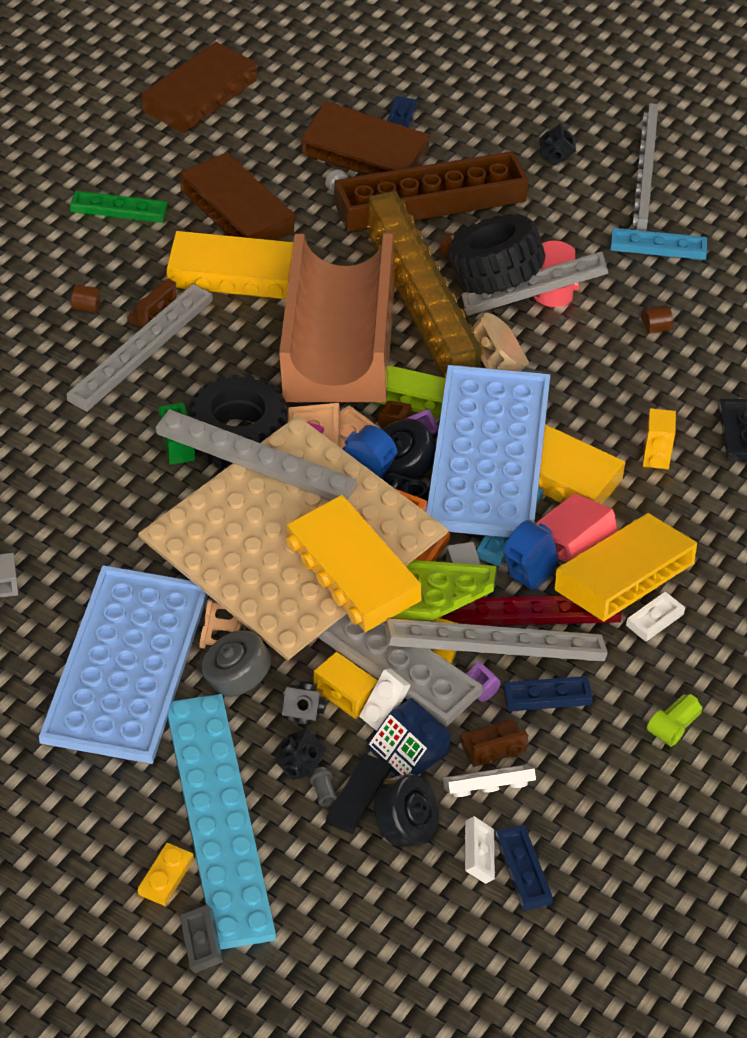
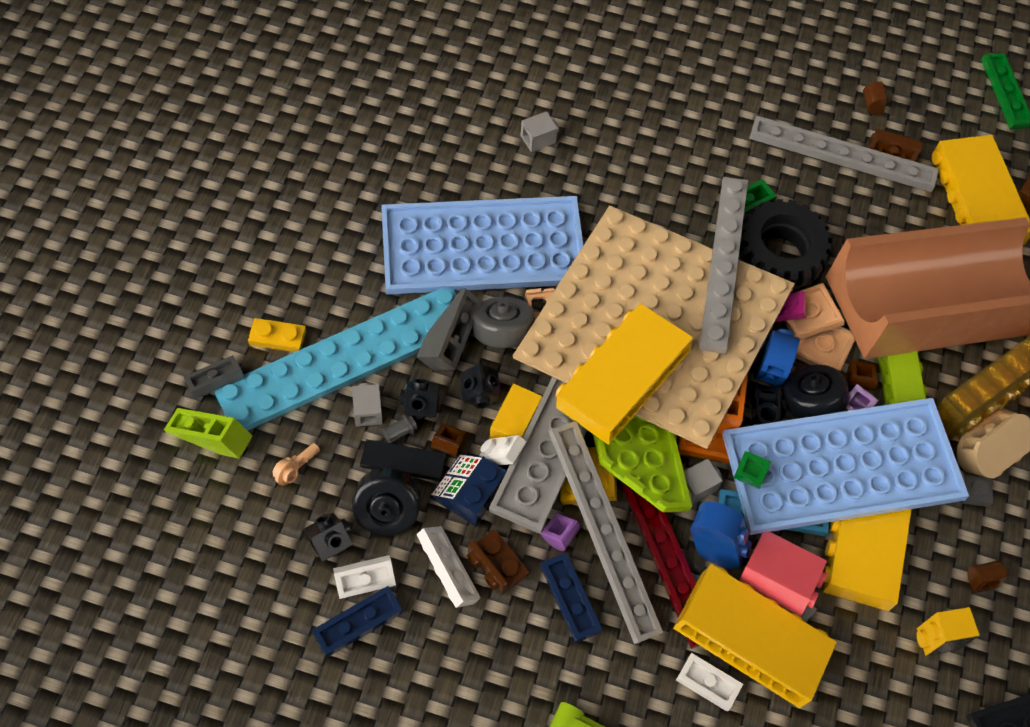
camera: 70 degrees right, 15 degrees up
(238, 714) = (449, 334): none -> dark grey slope
(267, 955) = (210, 431): none -> lime slope
(286, 805) = (367, 404): none -> light grey brick
(339, 892) = (287, 469): none -> light nougat plate
(352, 747) = (449, 440): none -> reddish brown brick
(429, 867) = (328, 536): none -> black brick
(477, 509) = (752, 469): none -> green plate
(612, 401) = (986, 576): none -> reddish brown brick

